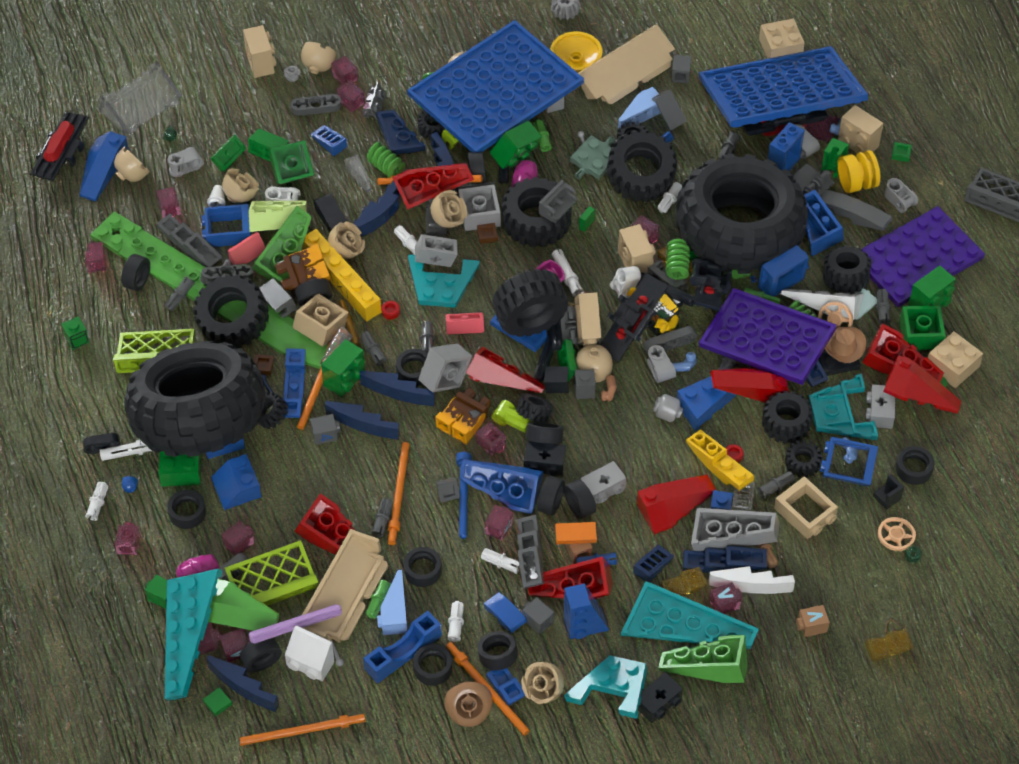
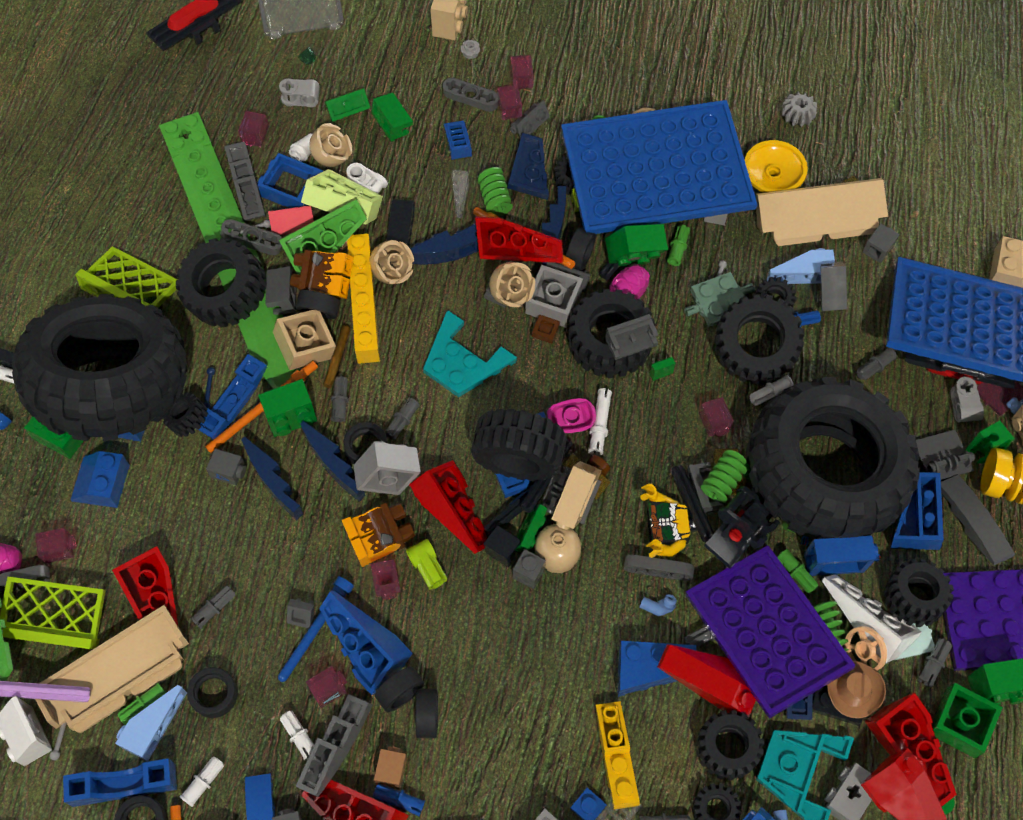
camera: 30 degrees right, 10 degrees up
(75, 333) = (67, 224): green brick -> none
(95, 257) = (145, 152): clear pink brick -> none
(100, 164) = (223, 57): blue wedge -> none
(129, 166) = (242, 71): tan cylinder -> none
(135, 272) = (158, 182): black tyre -> none
(179, 293) = (193, 234): dark grey axle -> none
(186, 496) = (24, 466): black tyre -> none
(264, 363) = (219, 357): reddish brown plate -> none
(290, 162) = (395, 145): green brick -> none
(317, 58) = (501, 44): tan cylinder -> none
(338, 338) = (306, 373): clear slope -> none
(390, 310) = (389, 364): red tile -> none
(394, 523) = (220, 622): orange bar -> none
(407, 239) = (459, 295): white axle -> none
(436, 250) = (474, 322): light grey brick -> none
(464, 323) = (454, 421): coral slope -> none
(534, 408) = (460, 563): black tyre -> none
(544, 433) = (443, 607): black tyre -> none
(545, 457) = (420, 624): black brick -> none
(576, 533) = (391, 757): orange tile -> none
(605, 482) = (456, 702): light grey brick -> none
(611, 388) = (556, 590): nougat arm -> none
(625, 279) = (653, 469): white piece -> none
(633, 316) = (629, 519): black piece -> none
(635, 248) = (688, 437): tan brick -> none
(660, 364) = (628, 595): light grey piece -> none
(667, 408) = (601, 652): light grey head -> none
(670, 501) = (531, 774): red wedge -> none
(735, 452) = (641, 752): red tile -> none
(787, 150) = (934, 406): blue window -> none
(956, 358) = (982, 784): tan brick -> none

